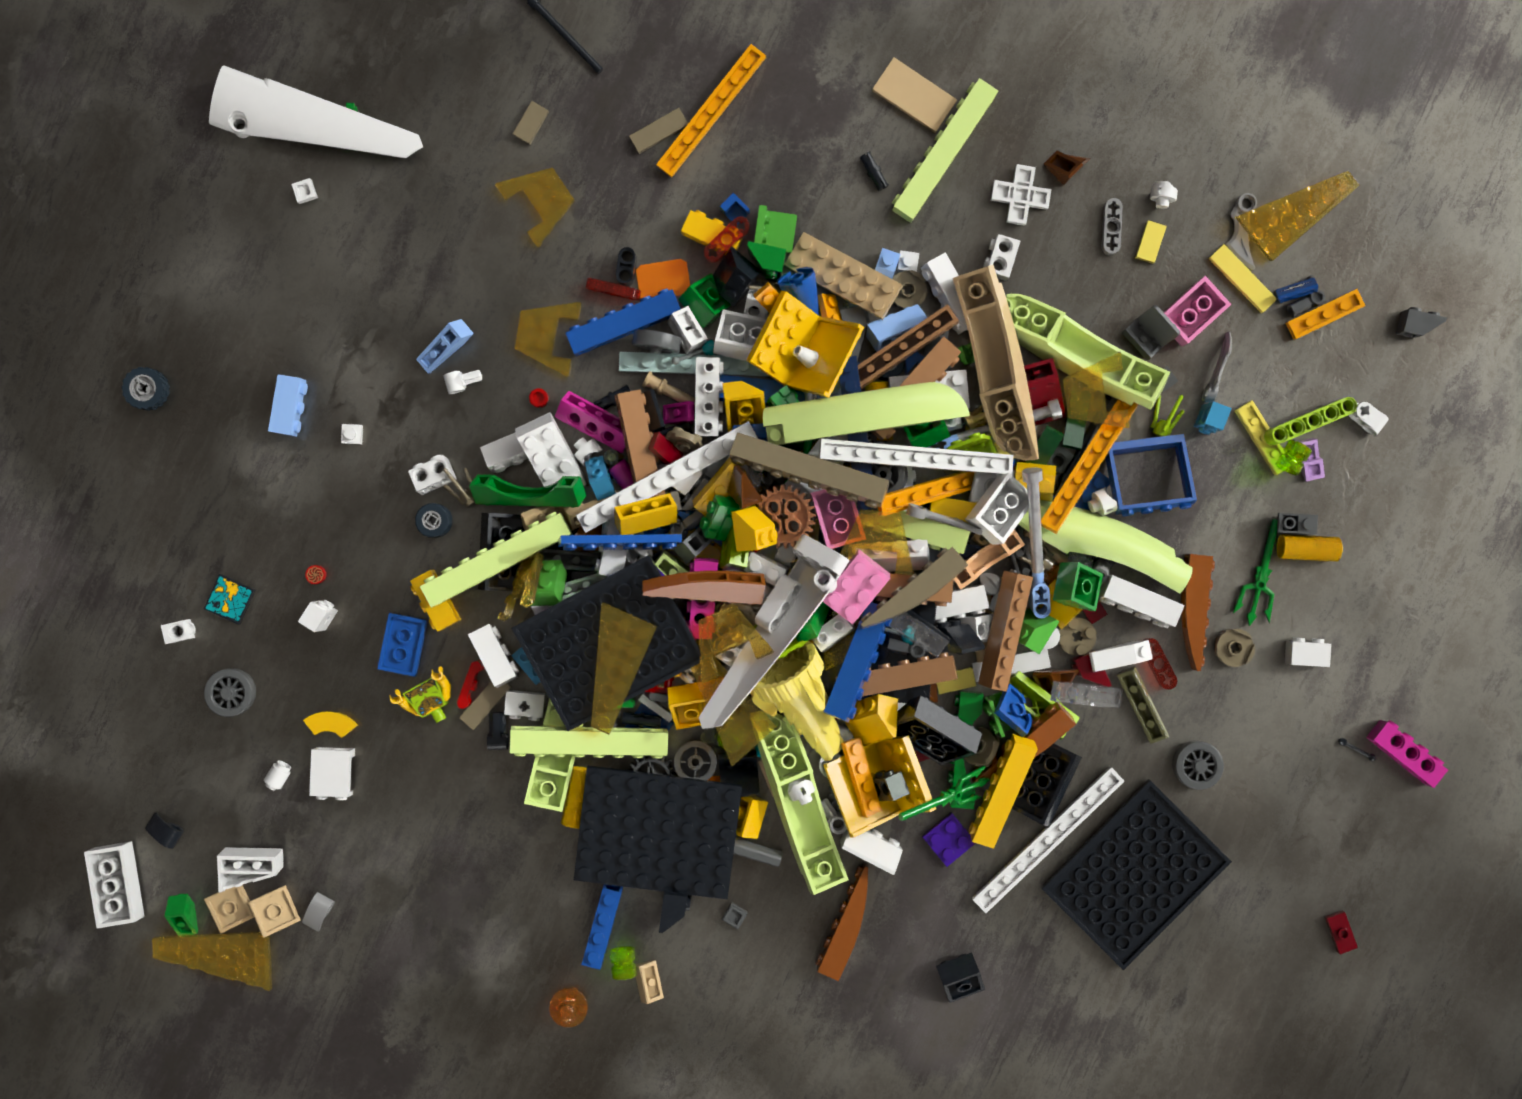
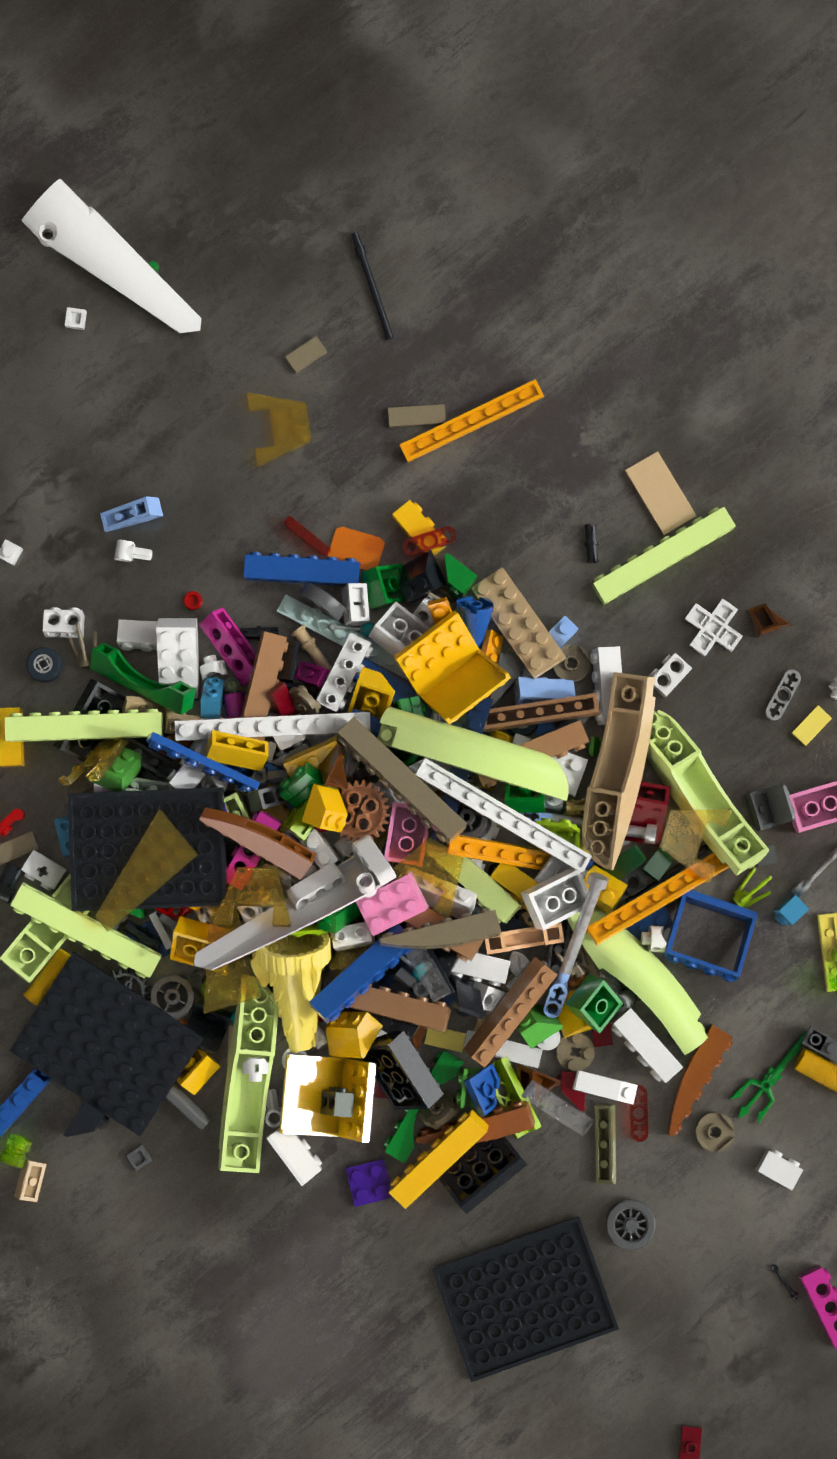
camera: 20 degrees right, 5 degrees down
(494, 655) = (39, 812): white brick -> none
(538, 333) = (220, 544): clear yellow wing -> none
(623, 266) = (326, 521): black beam -> none
(734, 207) = (450, 516): blue panel -> none
(775, 229) = (478, 553): bright green bracket -> none
(805, 356) = (449, 678): white cone -> none
(845, 928) = (234, 1218): dark orange slope -> none
(861, 777) = (316, 1083): light orange plate -> none
(908, 261) = (584, 638): white plate -> none
(922, 513) = (484, 868): light grey piece -> none
(954, 793) = (387, 1137): green piece -> none
(960, 977) = (318, 1316): black slope -> none
(1048, 839) = (459, 1226): white plate -> none

